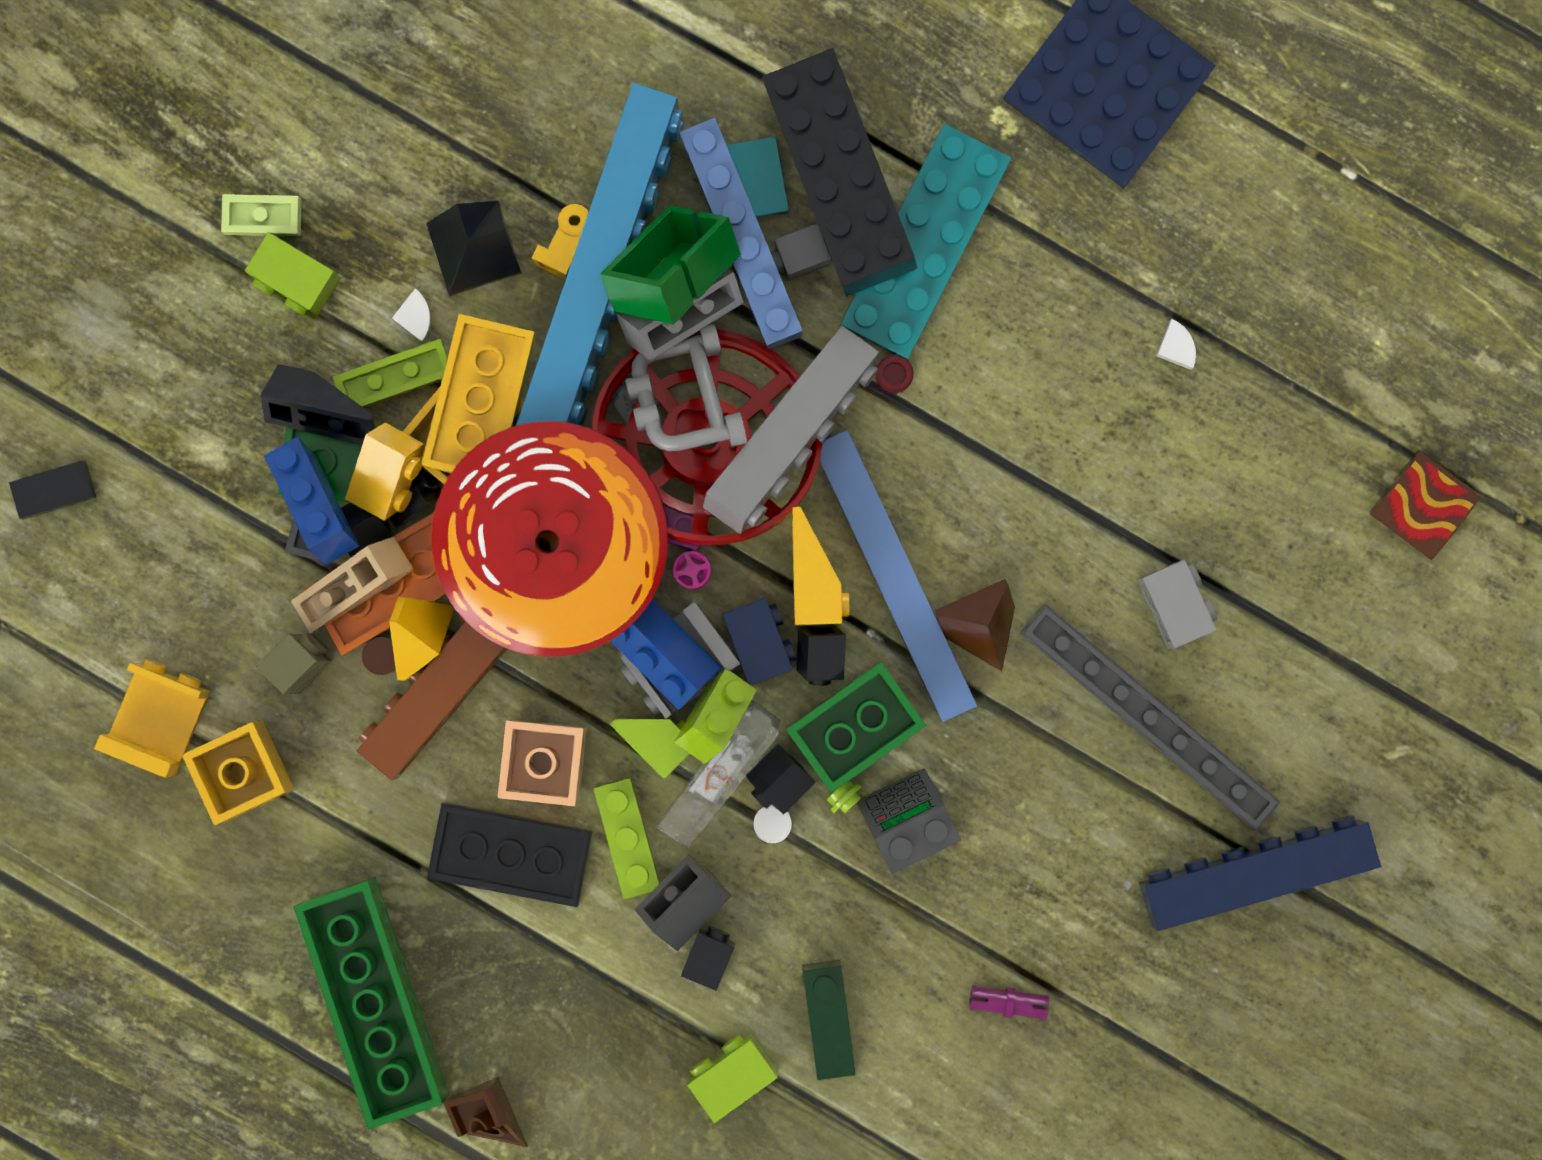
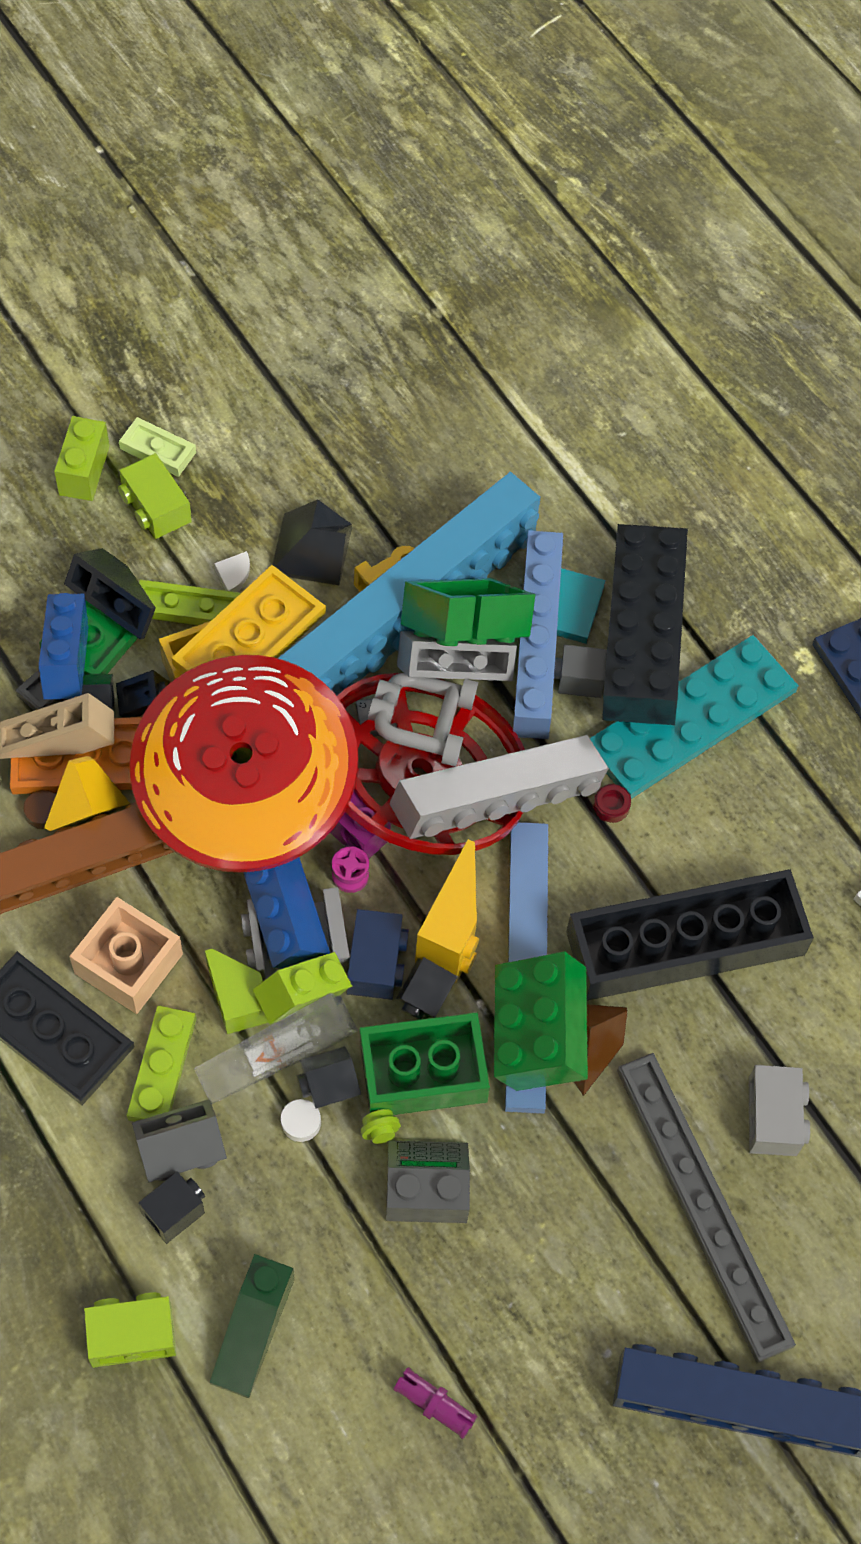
camera: 20 degrees right, 25 degrees down
(197, 271) = (82, 458): none -> lime brick
(385, 471) = (137, 654): yellow brick -> none
(941, 642) = (540, 1022): none -> green brick
(1028, 479) = (689, 934): none -> black brick

